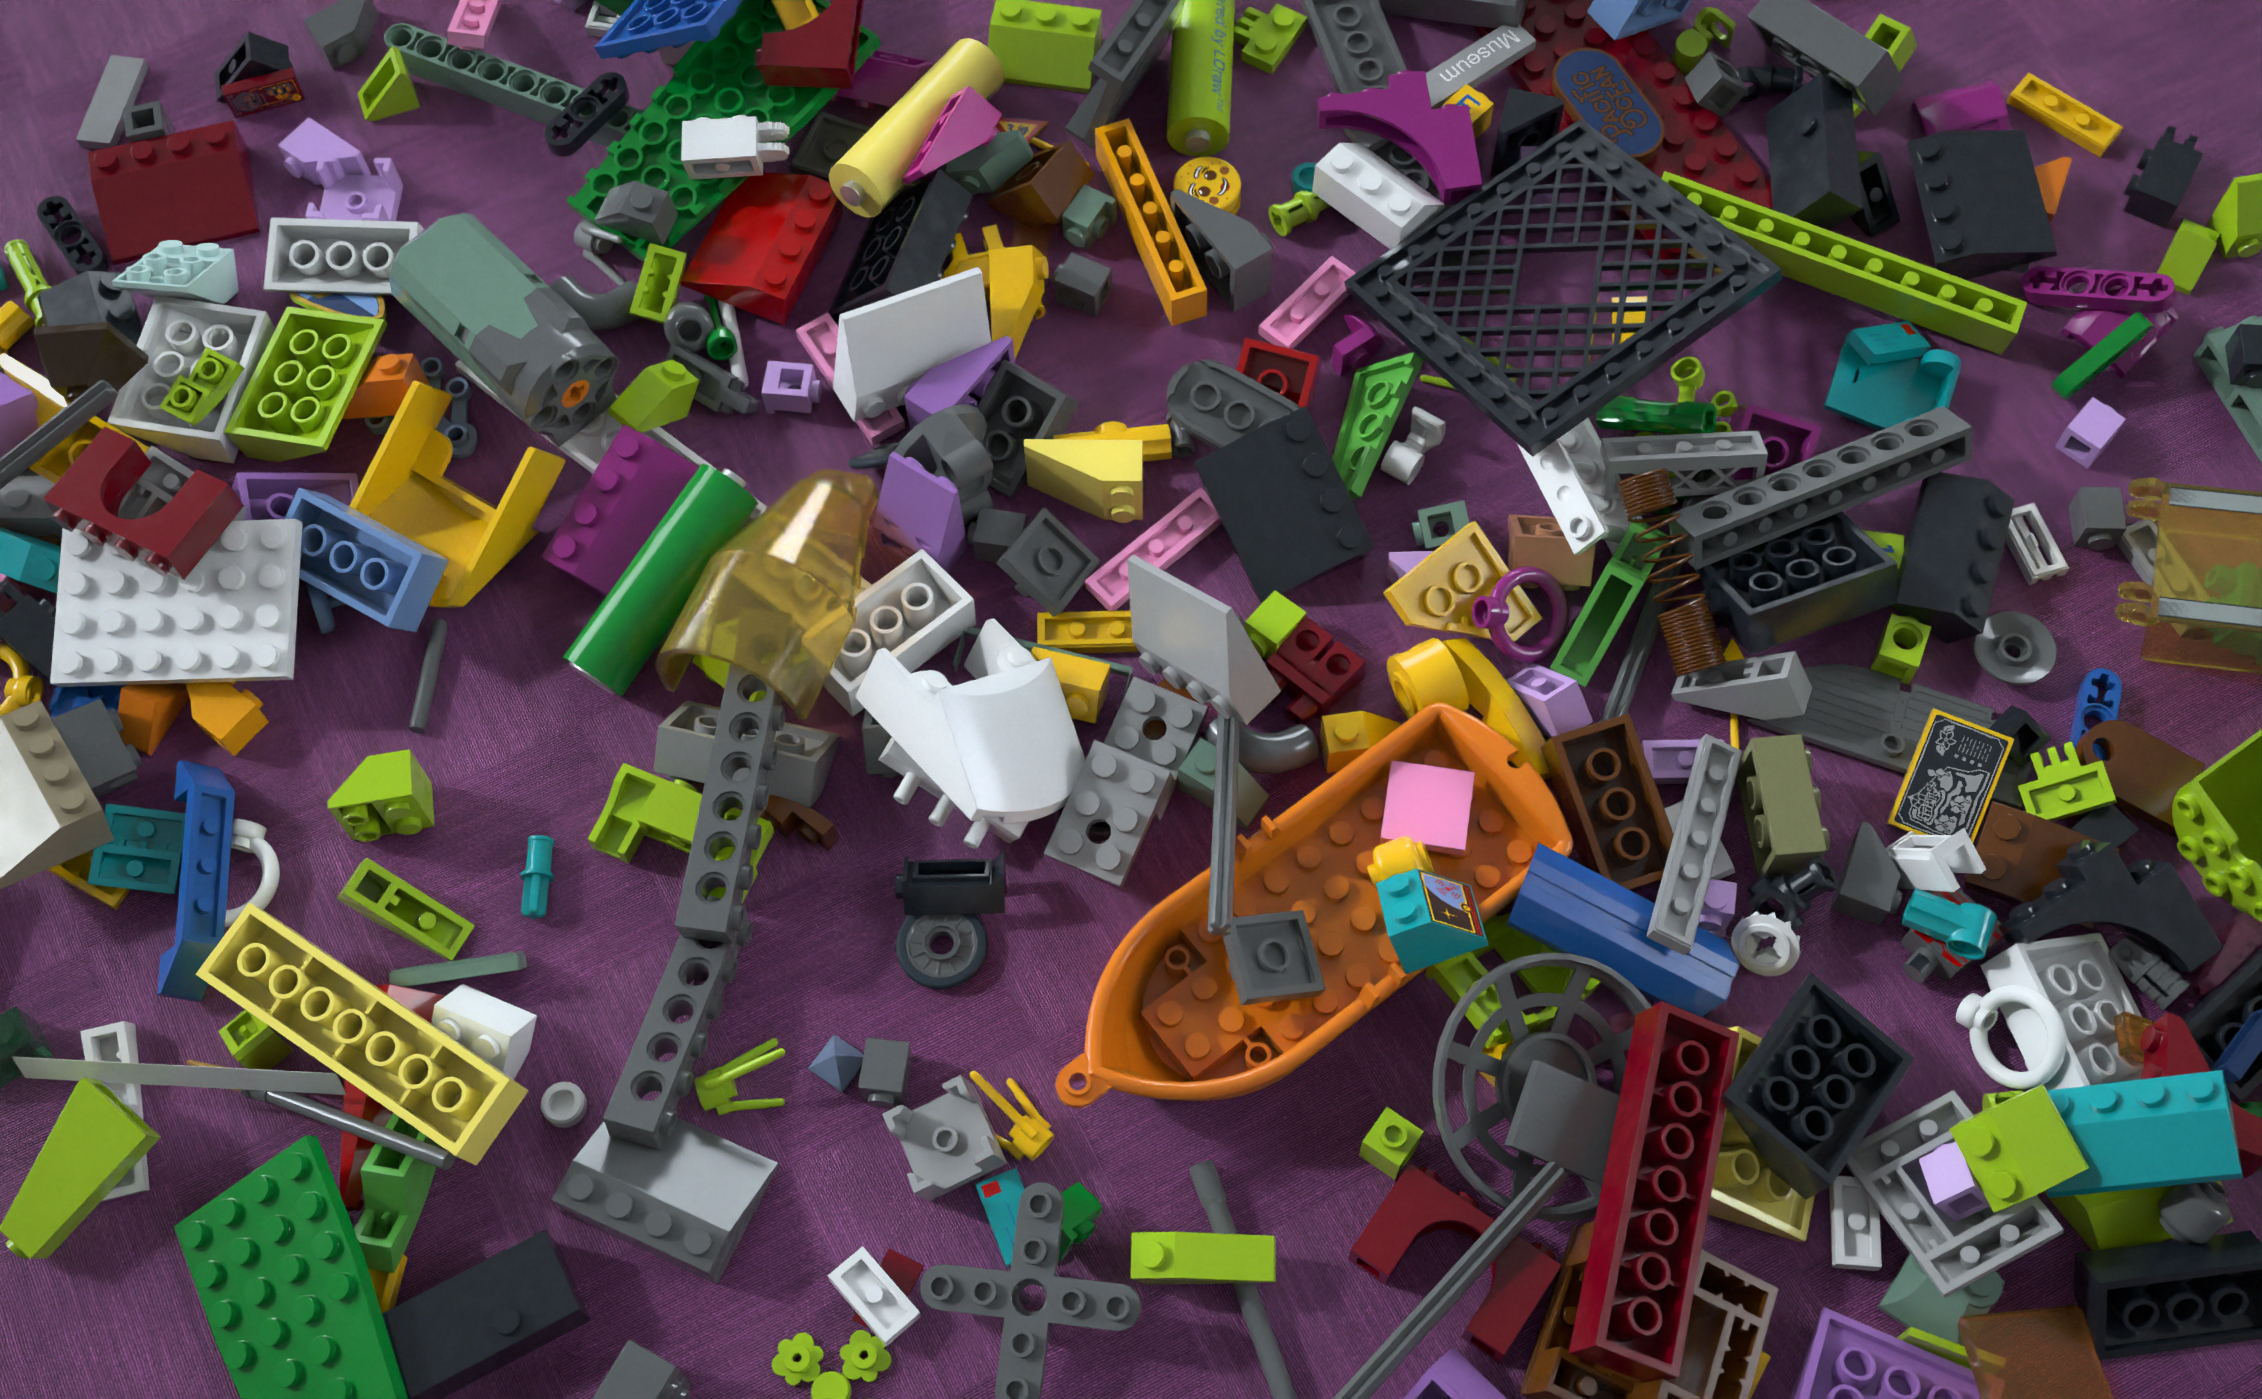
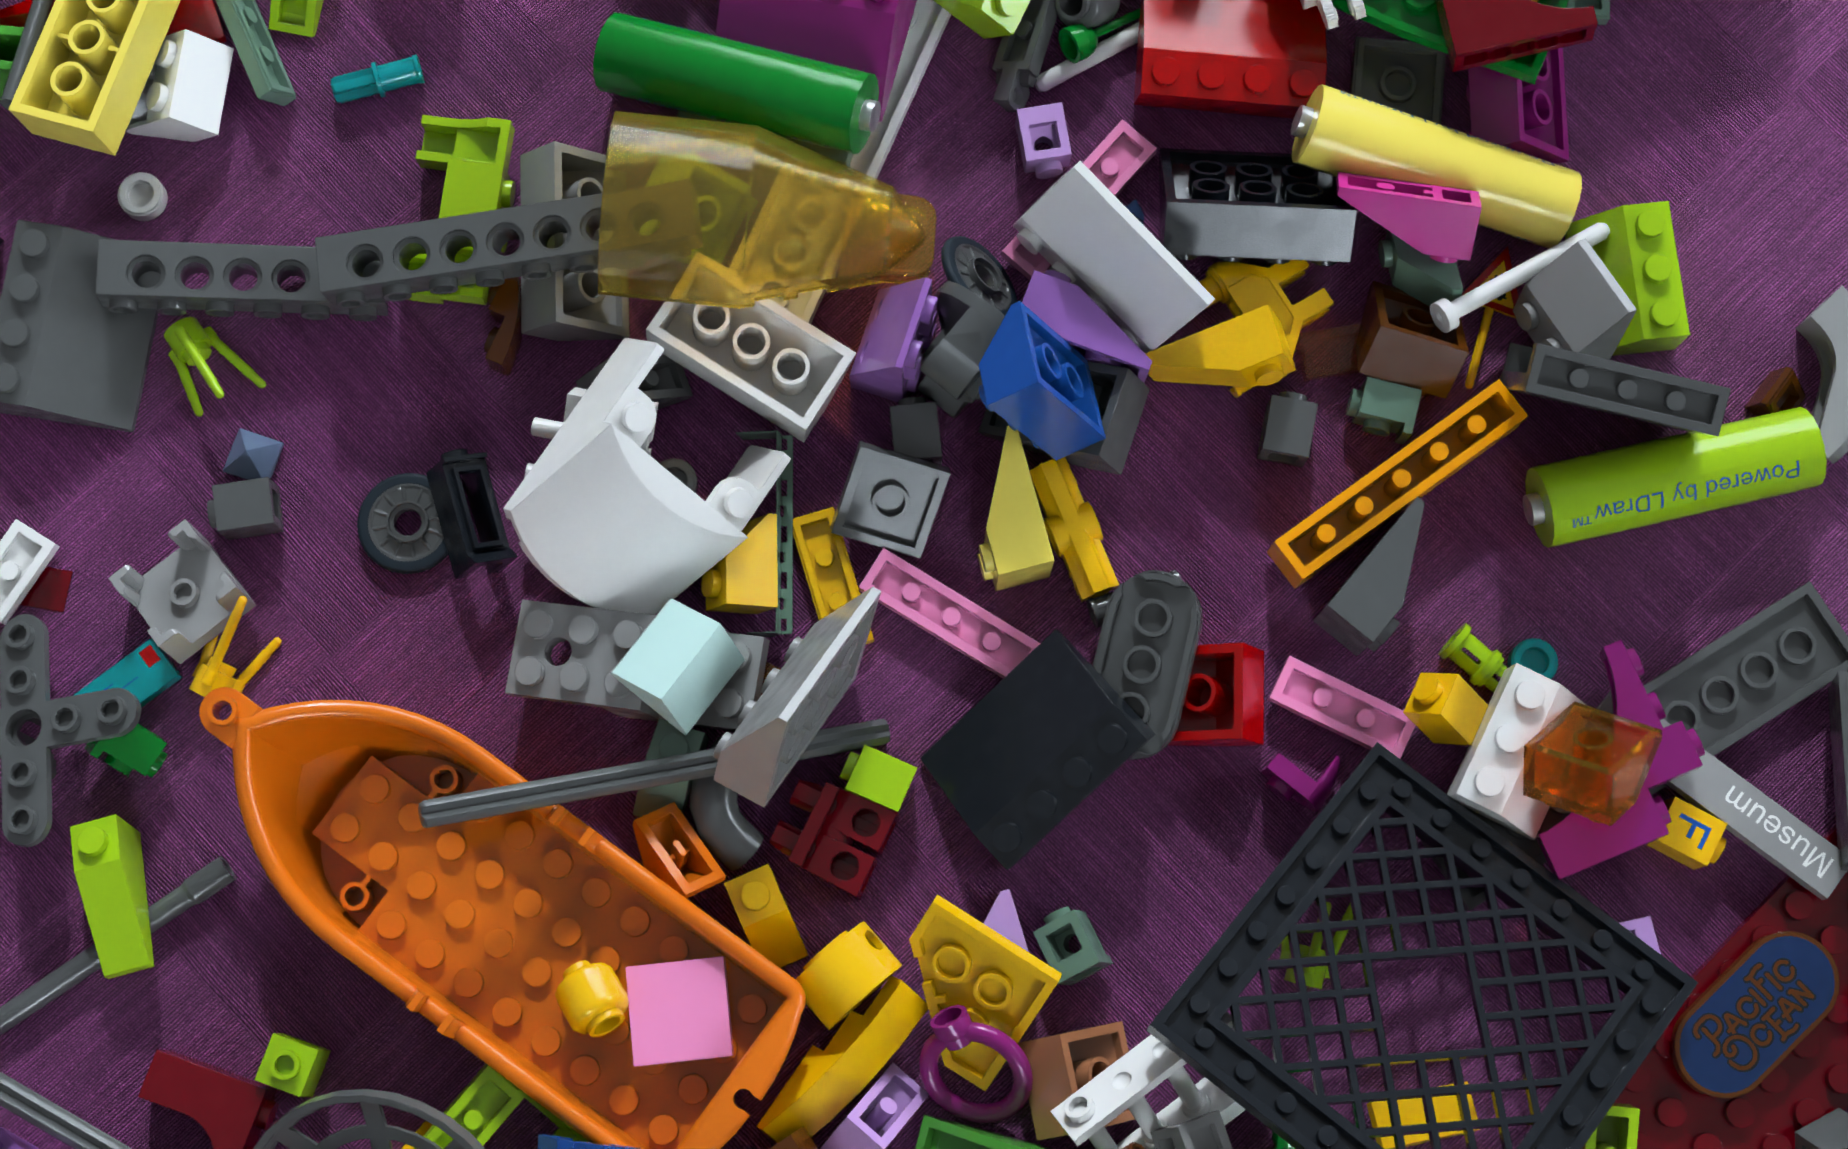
camera: 70 degrees right, 15 degrees up
(1005, 405) = (1040, 385): none -> blue slope
(1034, 146) = (1447, 313): none -> white bar
(1057, 72) = (1575, 304): none -> light grey slope
(1139, 729) = (679, 664): none -> light aqua slope
(1211, 182) = (1470, 541): yellow head -> none
(1268, 36) = (1741, 554): lime hinge -> none
(1273, 958) = (447, 882): dark grey hinge -> none
(1291, 783) = (675, 851): none -> orange slope
(1331, 233) = (1445, 708): none -> yellow brick
(1369, 417) = (1196, 822): bright green wing -> none
(1405, 134) = (1590, 762): none -> clear orange slope
(1406, 458) = (1158, 879): white leg -> none
(1429, 918) = (521, 1045): teal slope -> none
(1525, 121) = (1680, 913): black slope -> none

